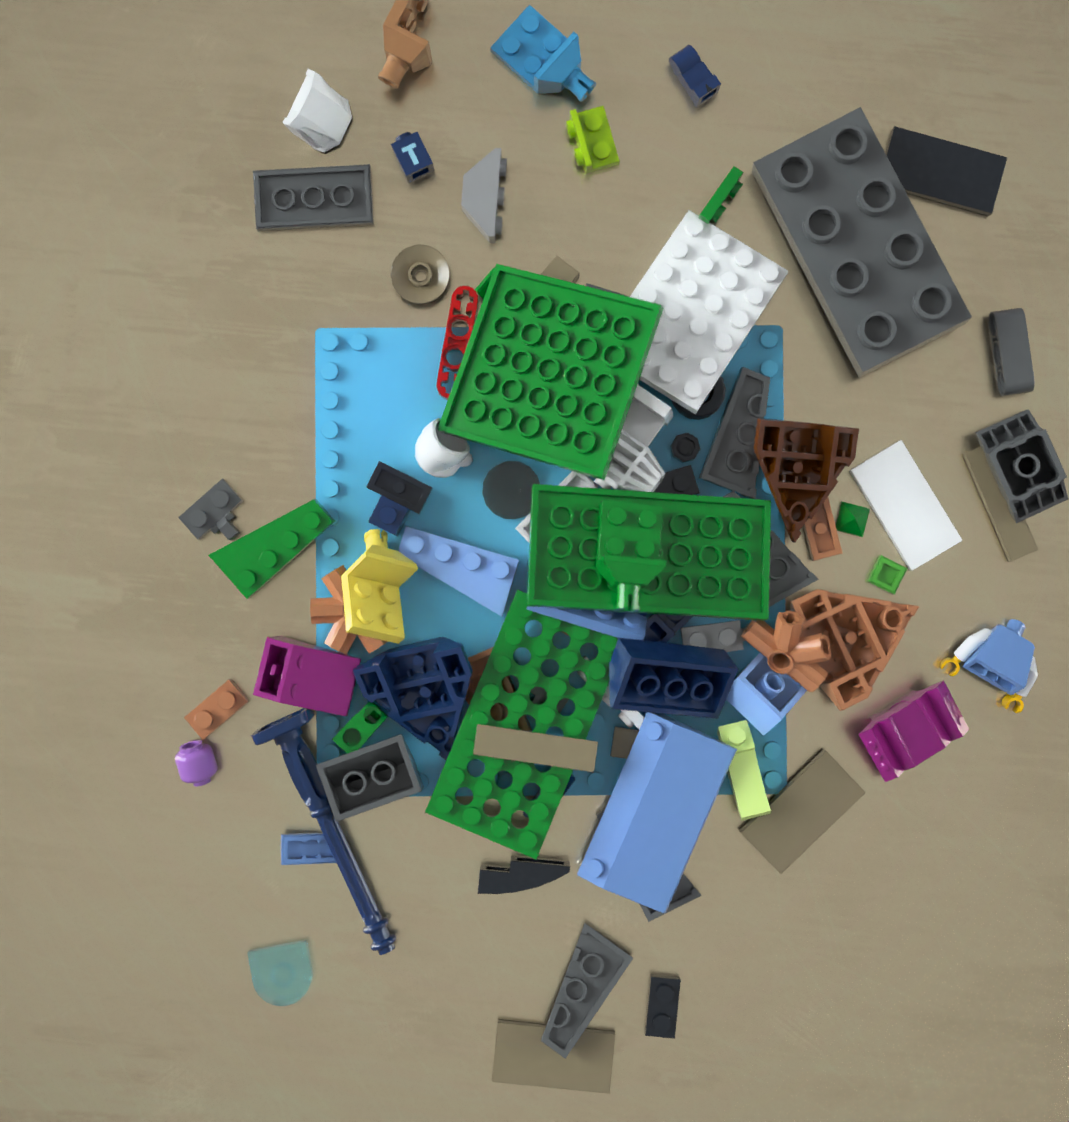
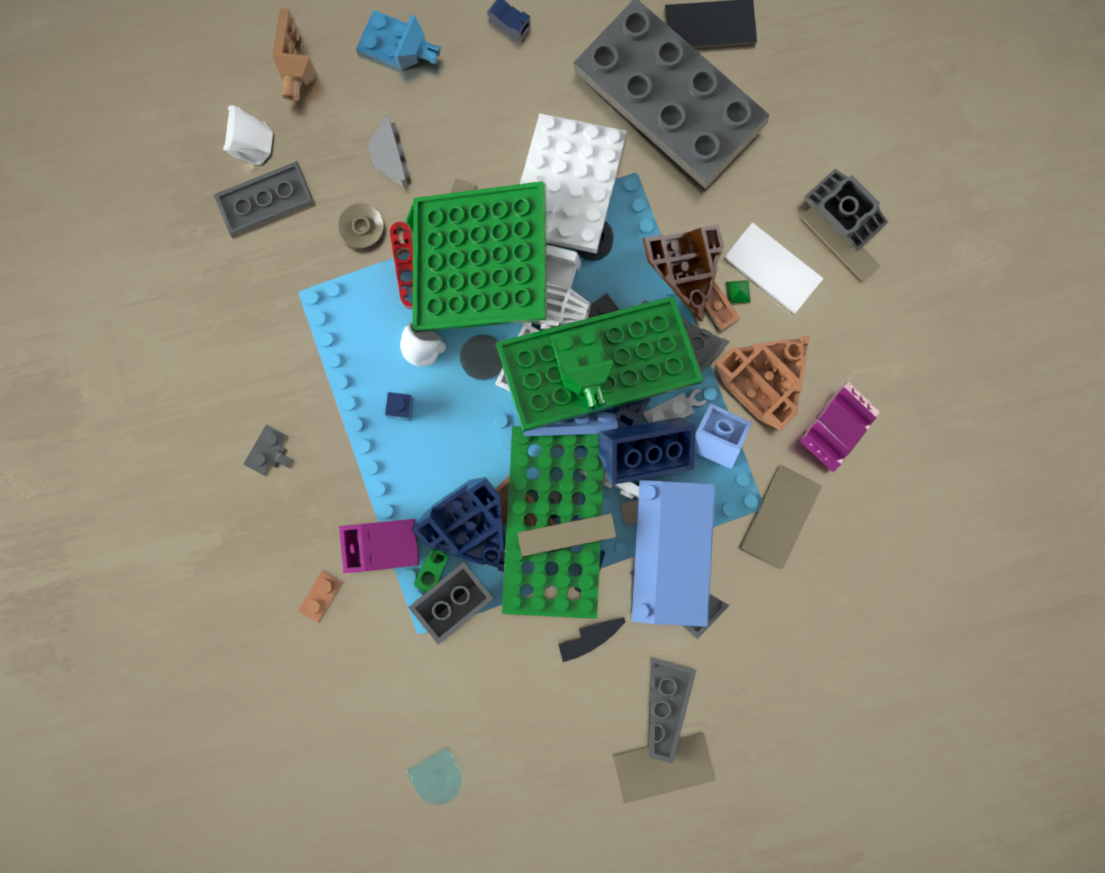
camera: 20 degrees left, 5 degrees down
(196, 763) = (318, 641): medium lavender head -> none
(267, 550) = (317, 465): green wing -> none
(305, 849) = (426, 675): medium blue plate -> none
(307, 781) = (409, 626): dark blue piece -> none
(332, 611) = (394, 499): nougat piece -> none
(373, 590) = (406, 464): light yellow plate -> none
(399, 487) = (400, 383): black plate -> none
(412, 156) = (326, 144): dark blue brick -> none
(469, 569) = (468, 425): light blue wing -> none
(594, 139) = (453, 87): lime bracket -> none
(662, 1006) = (731, 700): black plate -> none
(685, 447) = (598, 282): black tile -> none
(729, 187) = (562, 87): green plate -> none
(732, 456) = (634, 275): dark grey wing -> none
(744, 771) = (727, 500): yellowish green slope -> none
(788, 651) = (723, 392): nougat piece -> none
(886, 574) = (778, 323): bright green tile -> none
(1001, 659) = (883, 353): medium blue torso -> none
(1011, 351) = (807, 132): dark grey beam -> none

